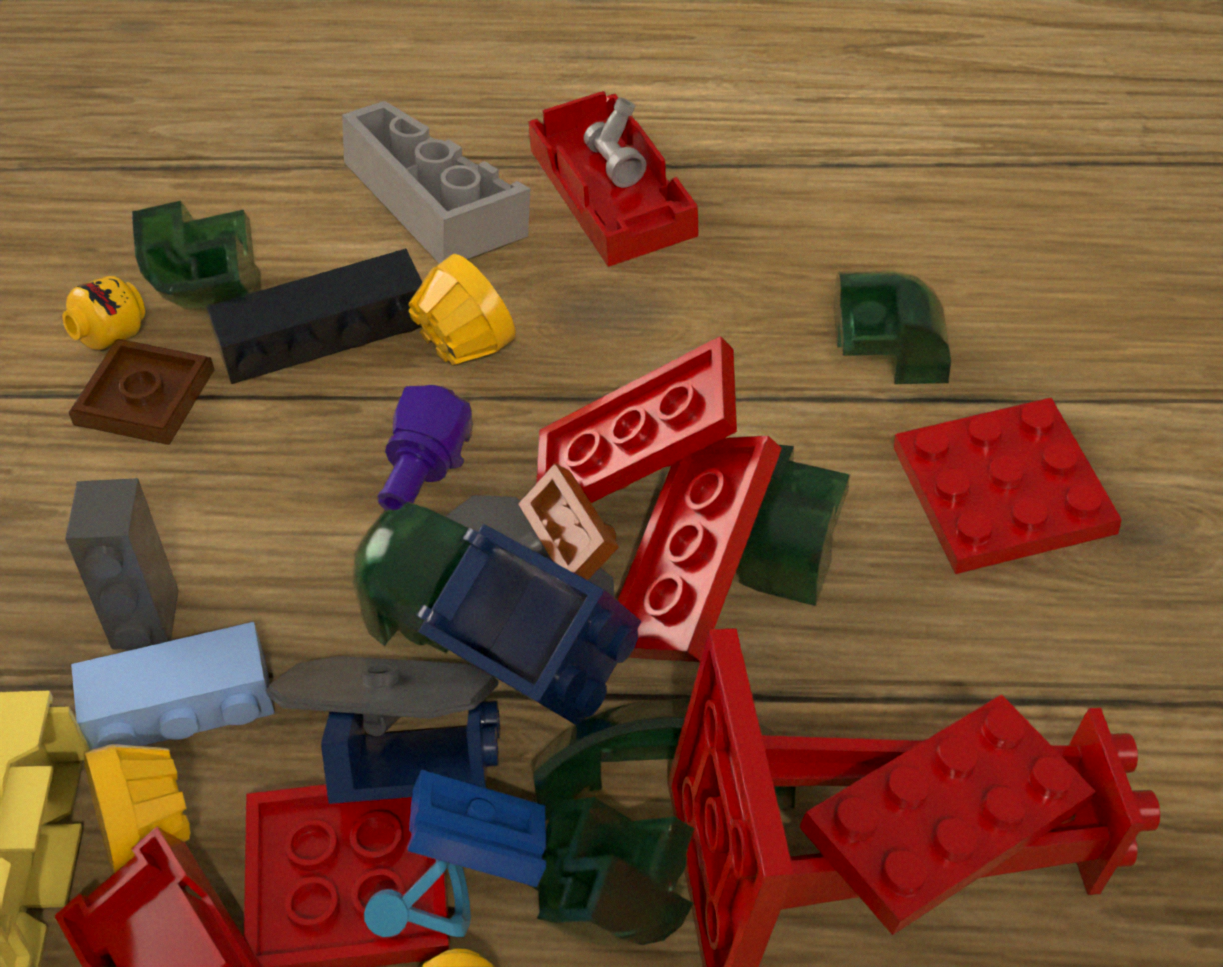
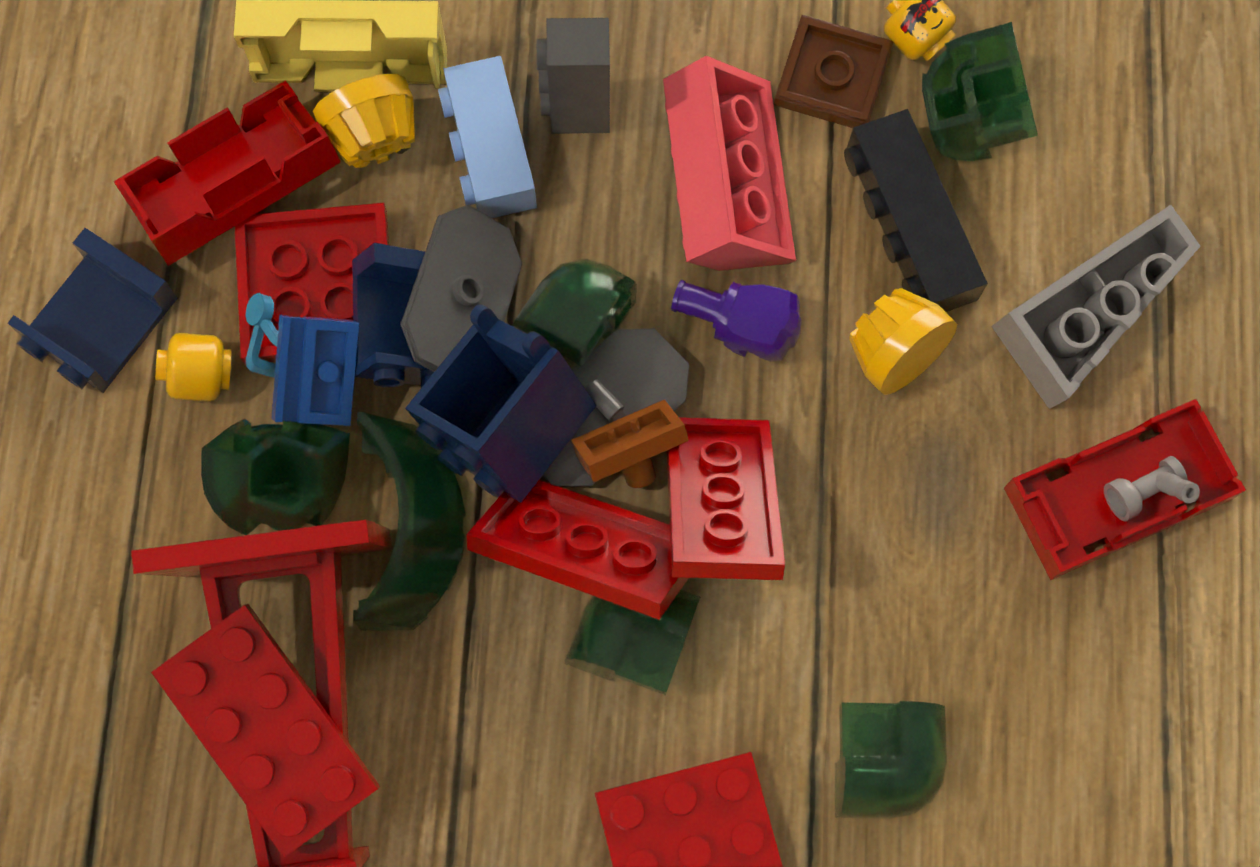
camera: 85 degrees right, 25 degrees up
(247, 469) = (727, 167): none -> coral slope

